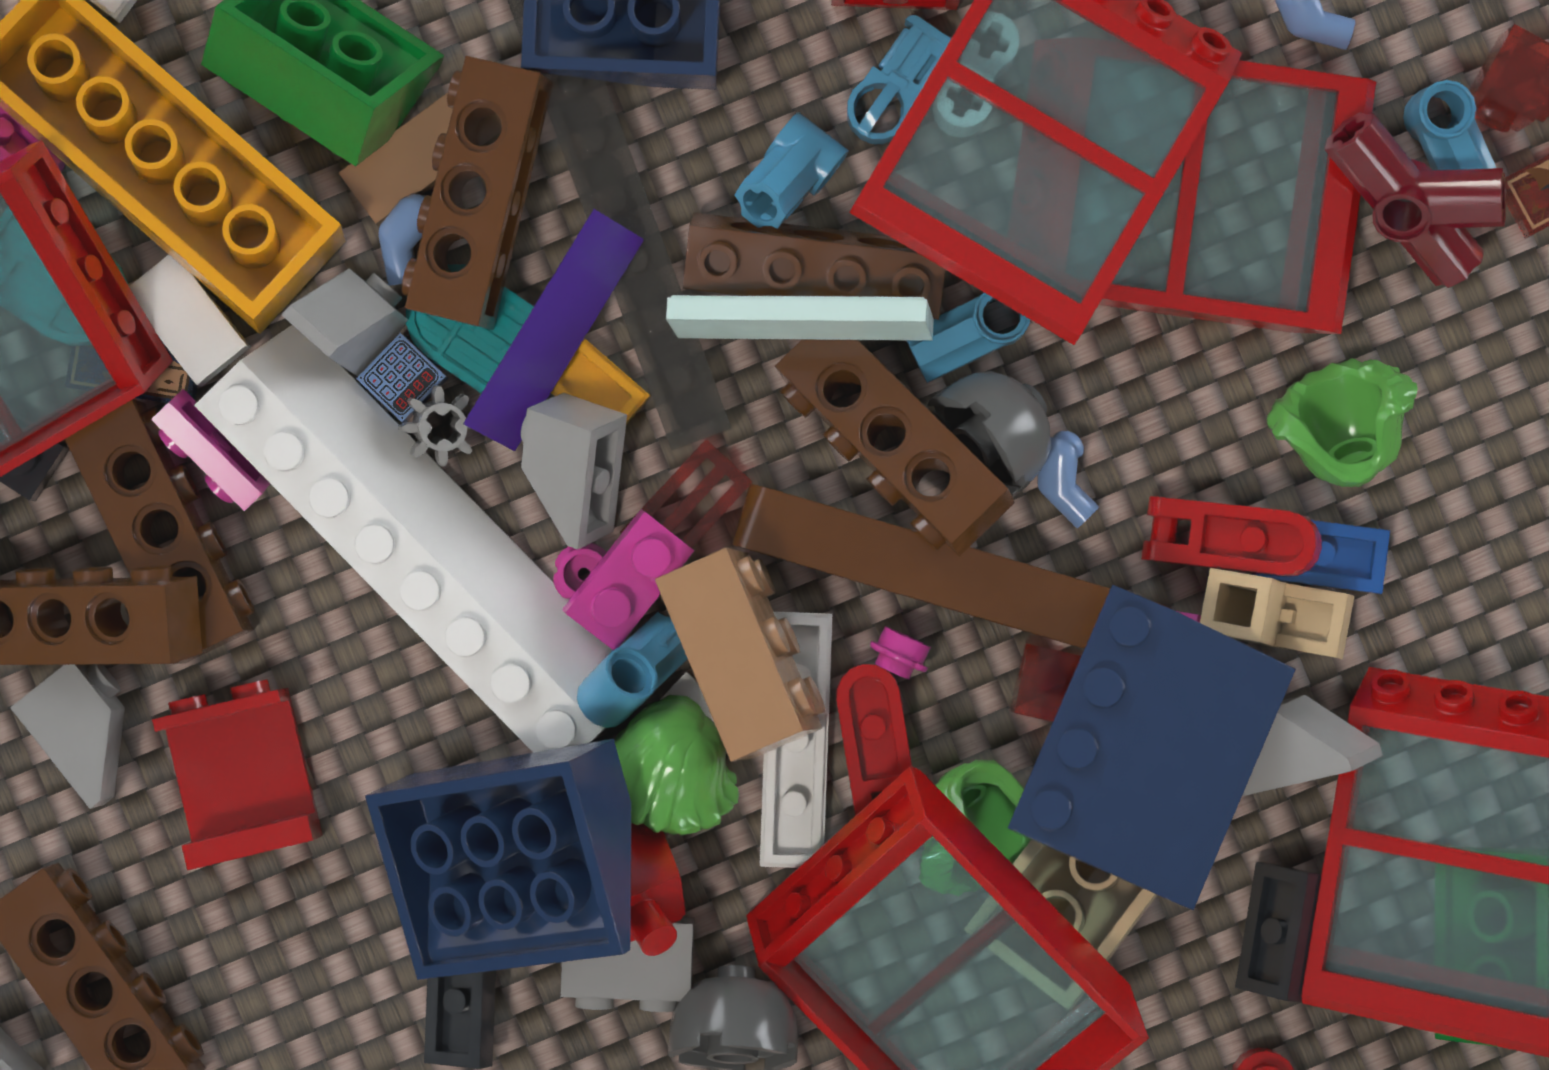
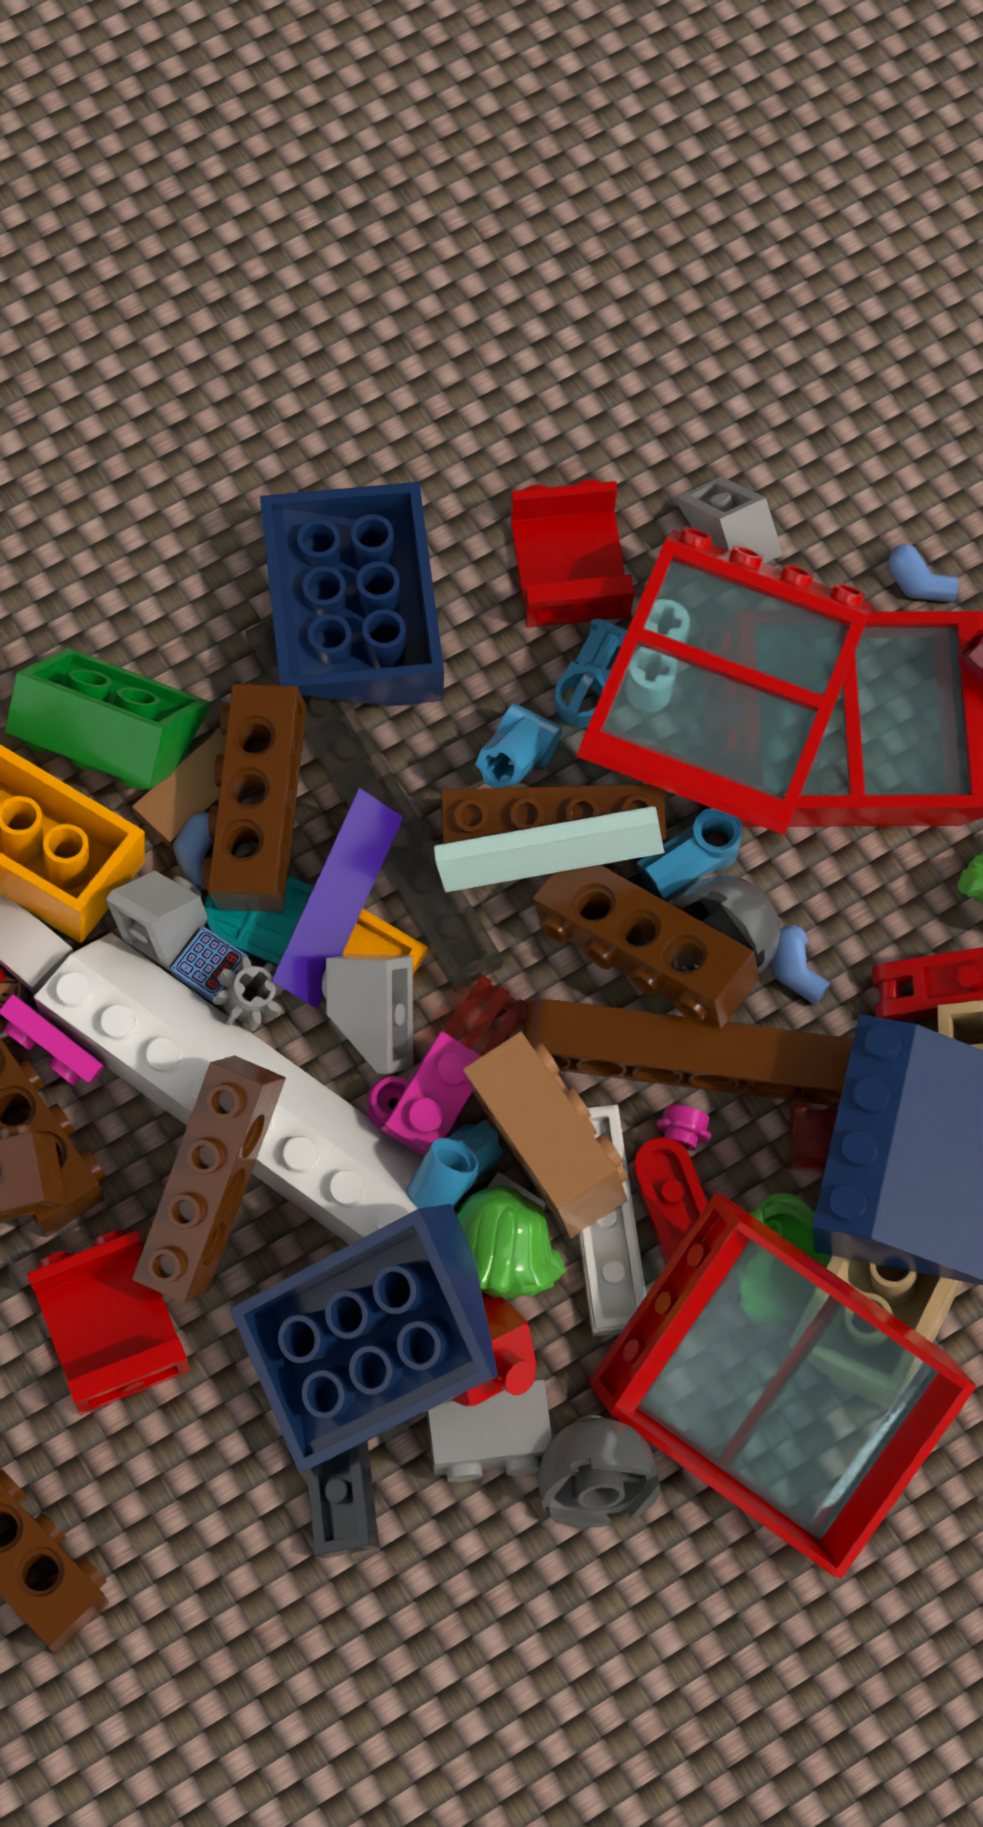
camera: 15 degrees left, 20 degrees down
(359, 651) = (209, 1178): none -> reddish brown brick

